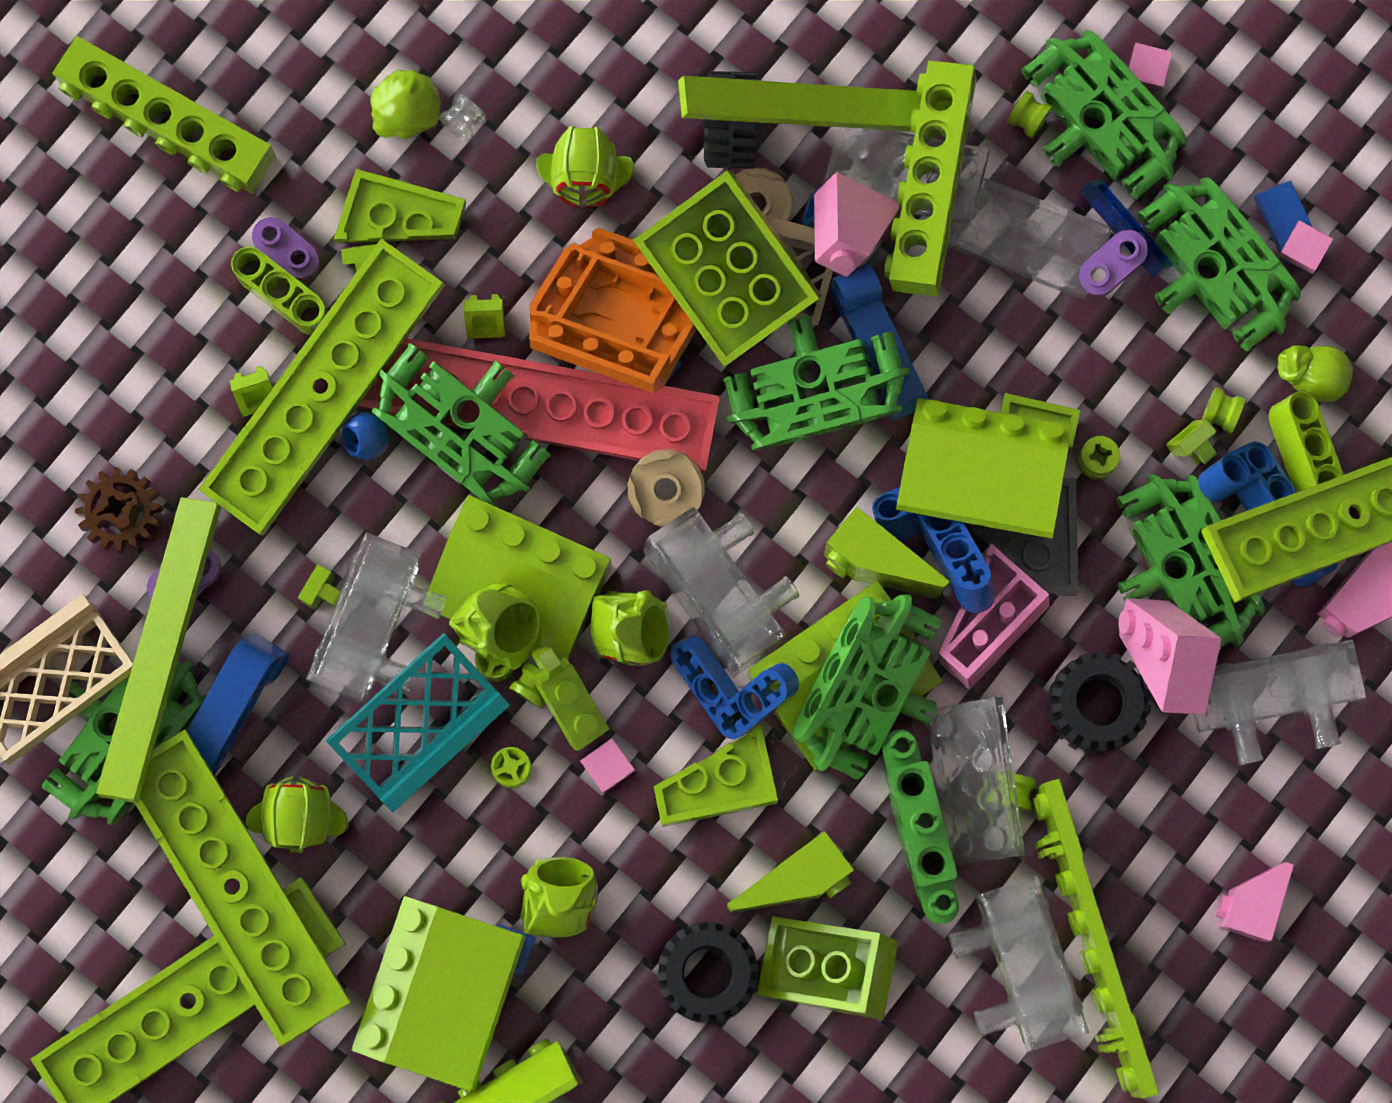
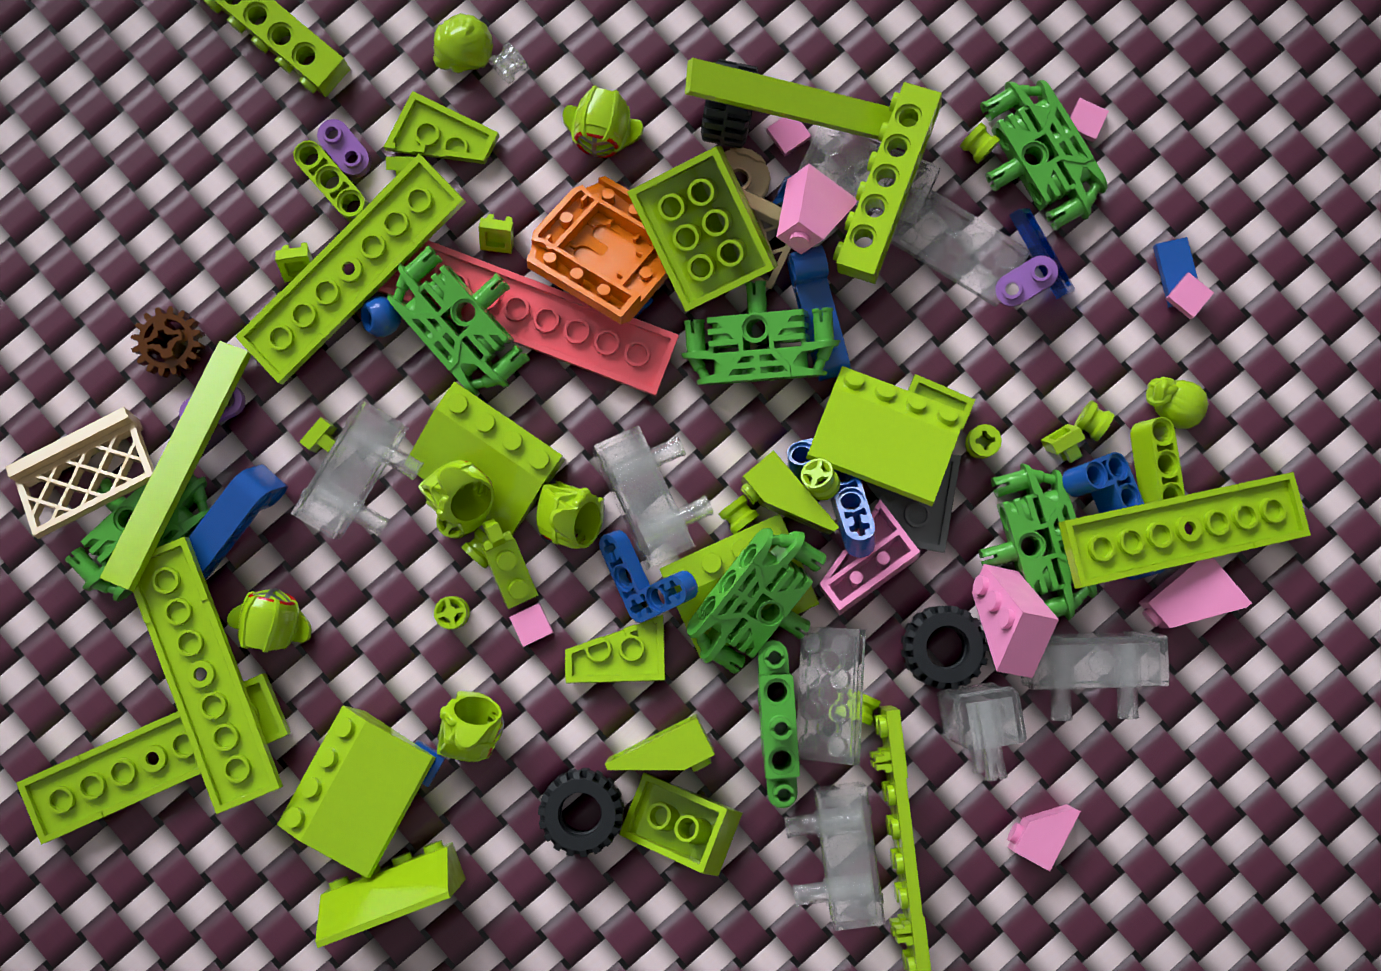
camera: 10 degrees right, 5 degrees up
(438, 749) = (396, 586): teal fence -> none
(671, 465) = (620, 384): tan tile -> none
(804, 143) = (788, 135): none -> bright pink tile
(828, 592) = (738, 514): none -> lime wheel
(909, 524) = (817, 471): none -> lime wheel
(1155, 774) = (983, 721): none -> clear piece
(1222, 240) = (1121, 278): bright green piece -> none

